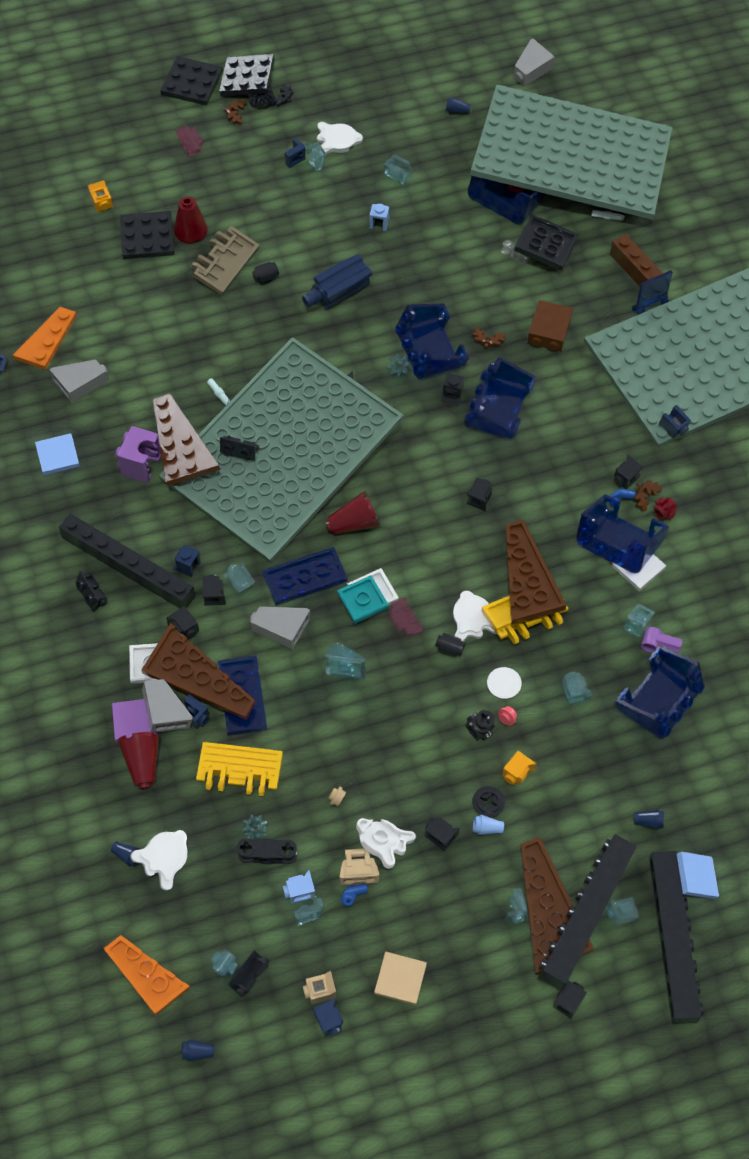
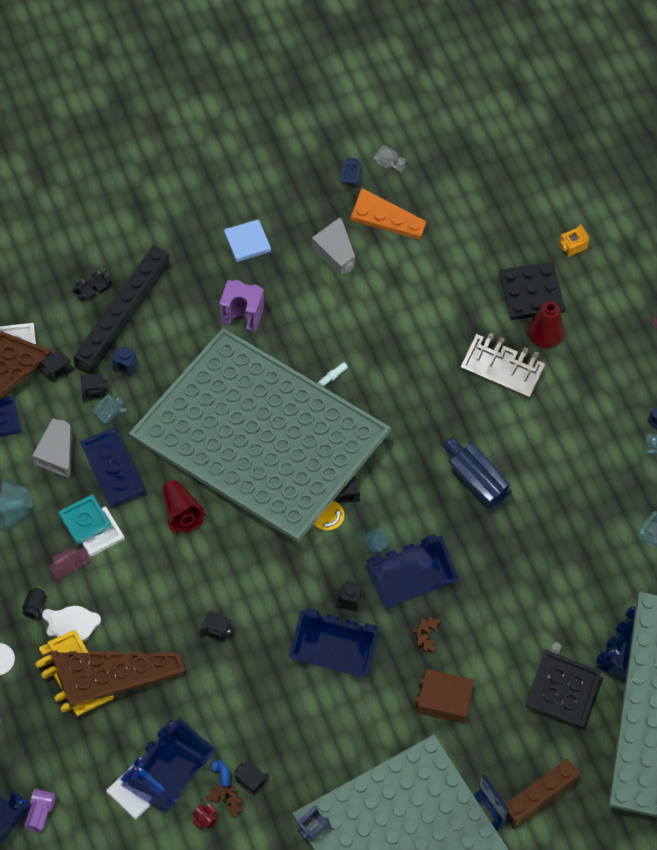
camera: 85 degrees right, 0 degrees up
(181, 447) = (255, 341): wing -> none
(235, 447) = (249, 396): black hinge -> none
(265, 272) = (490, 404): black brick -> none
(381, 212) = (581, 512): light blue window -> none
(638, 619) = (68, 787): clear light blue bracket -> none

